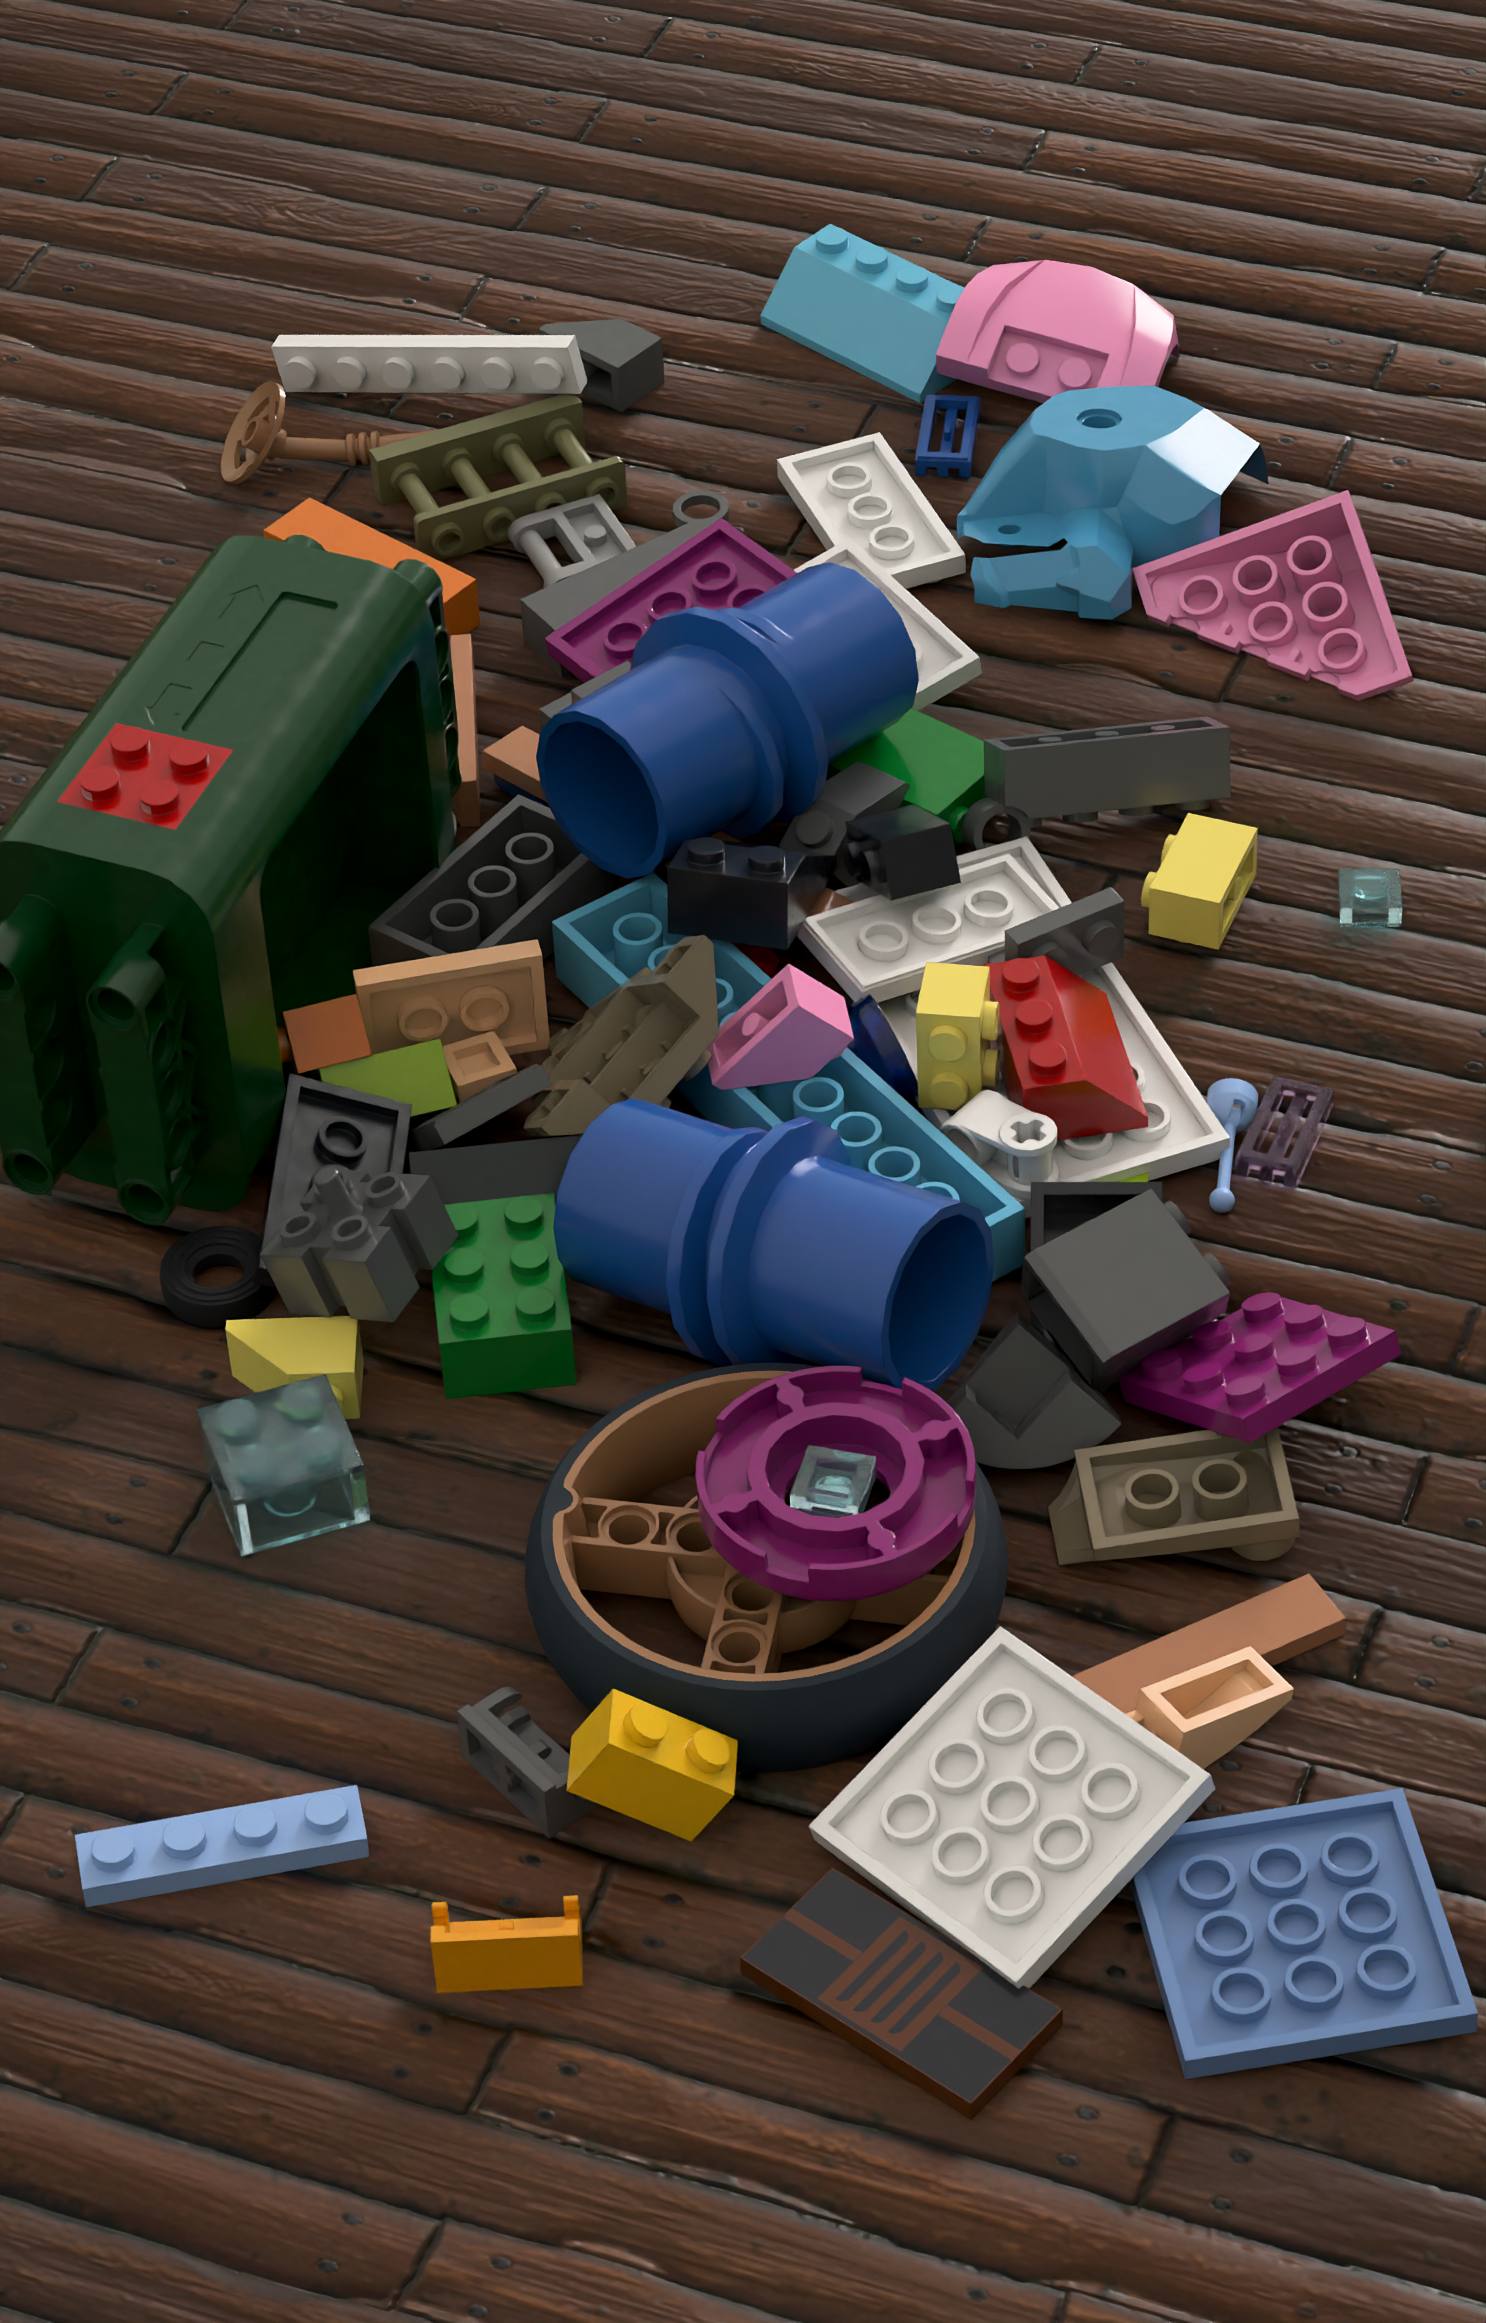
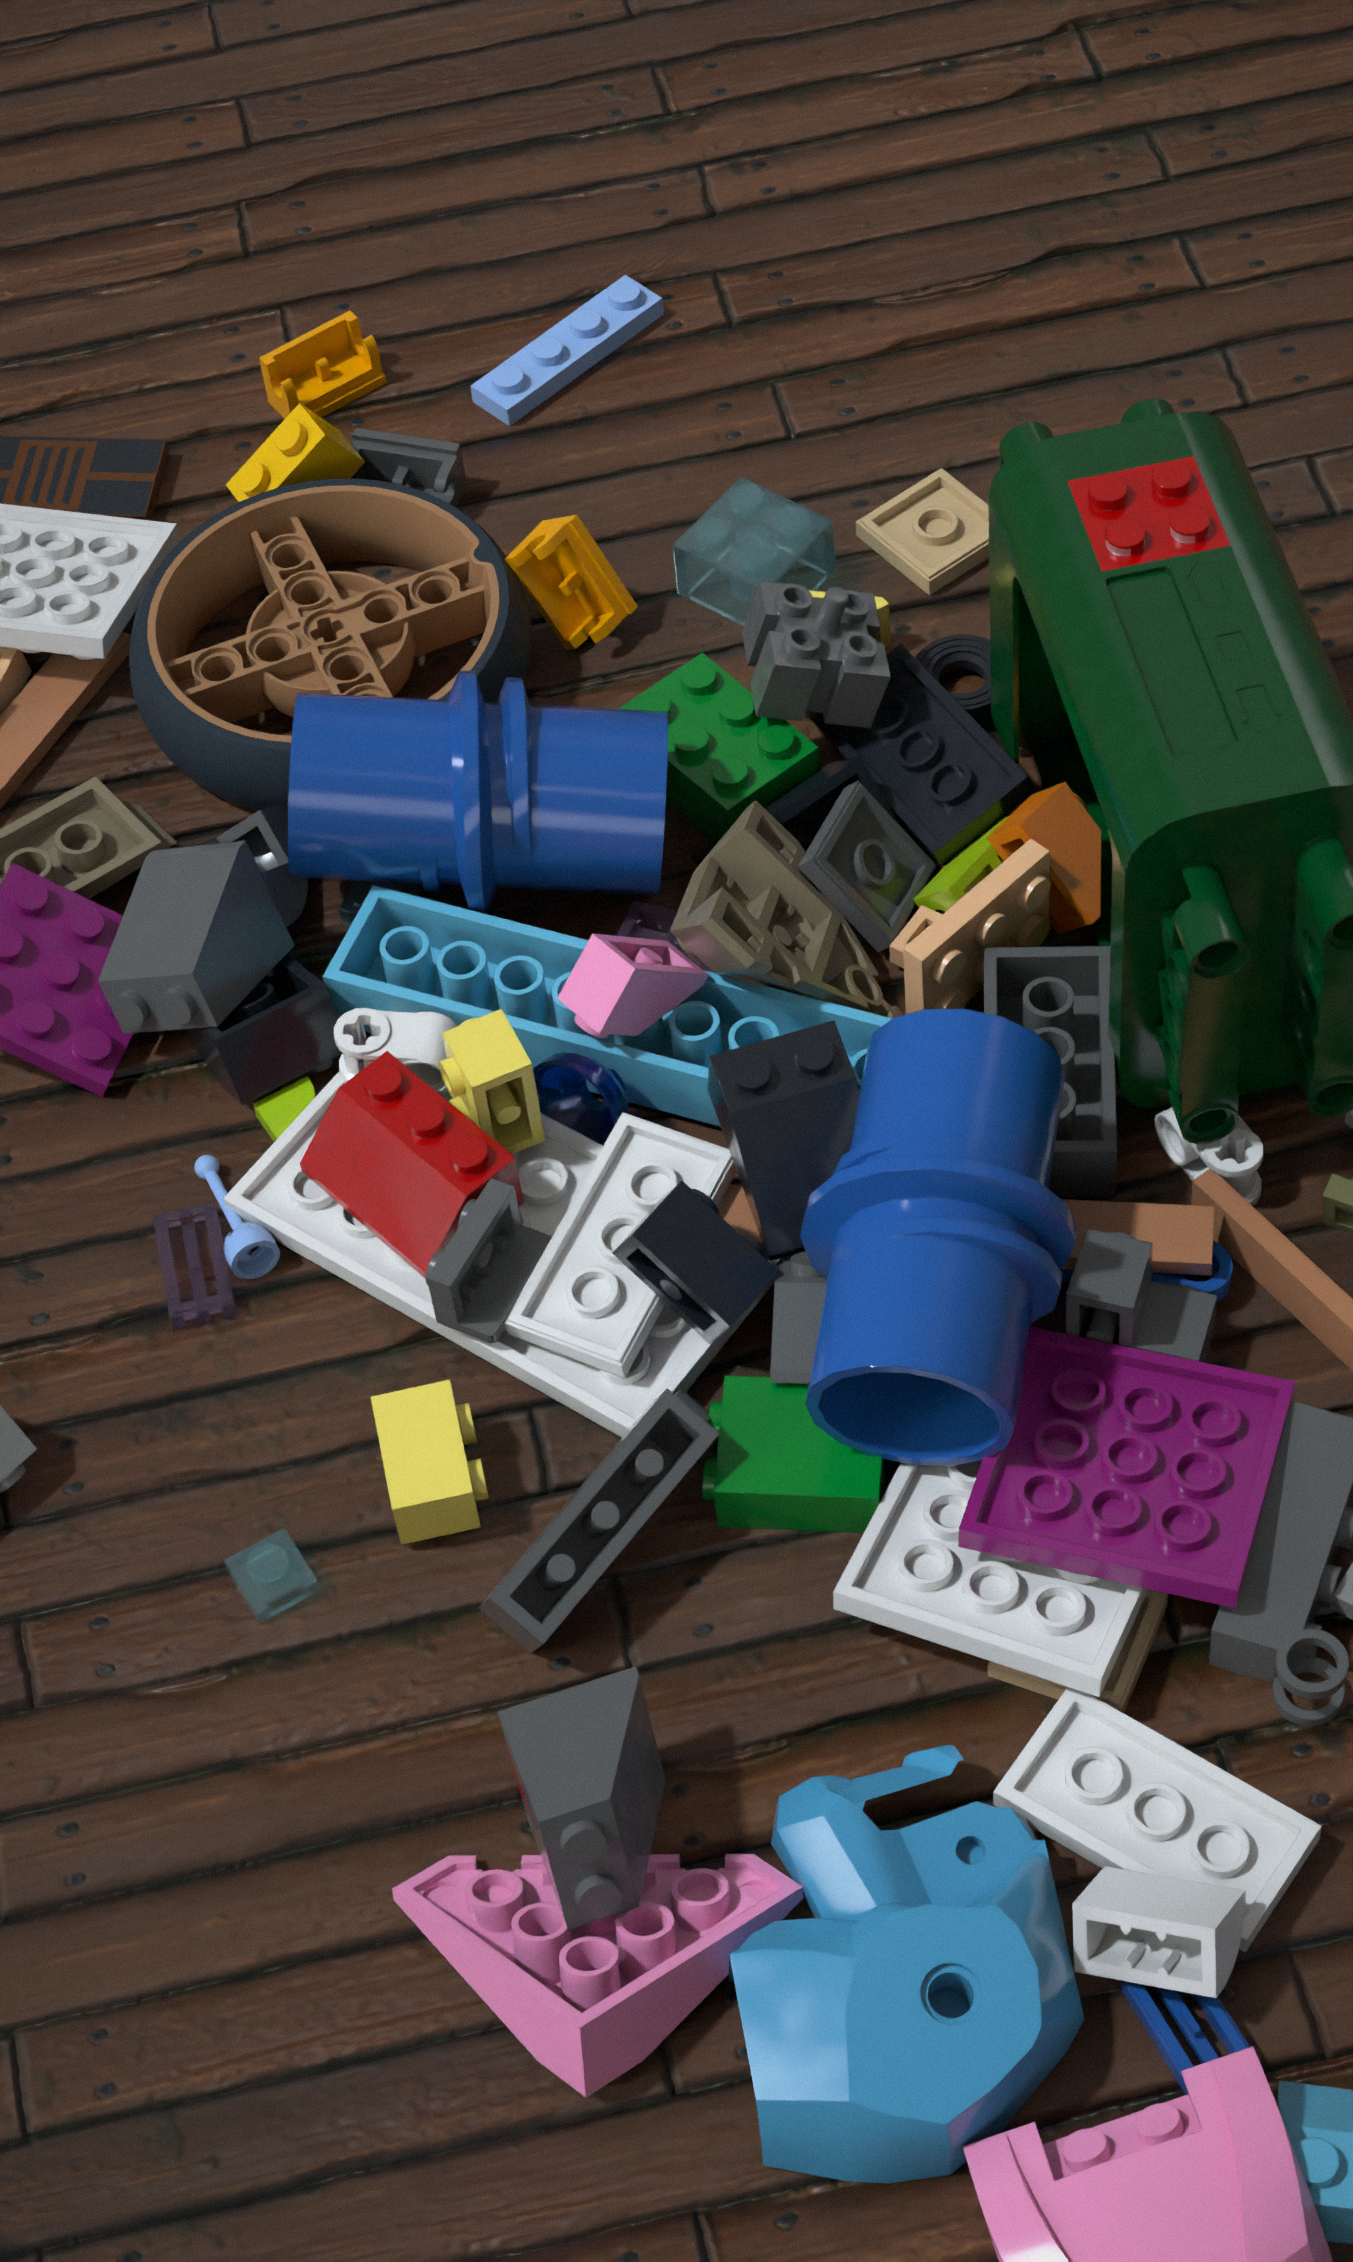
camera: 150 degrees right, 10 degrees up
(83, 1439) = (930, 531): none -> tan tile
(479, 1492) = (571, 581): none -> light orange hinge
(758, 1451) = (231, 588): magenta piece -> none
(833, 1482) = (272, 621): clear light blue plate -> none
(928, 444) = (1158, 1931): none -> white brick
(1242, 615) = (589, 1790): none -> dark grey slope

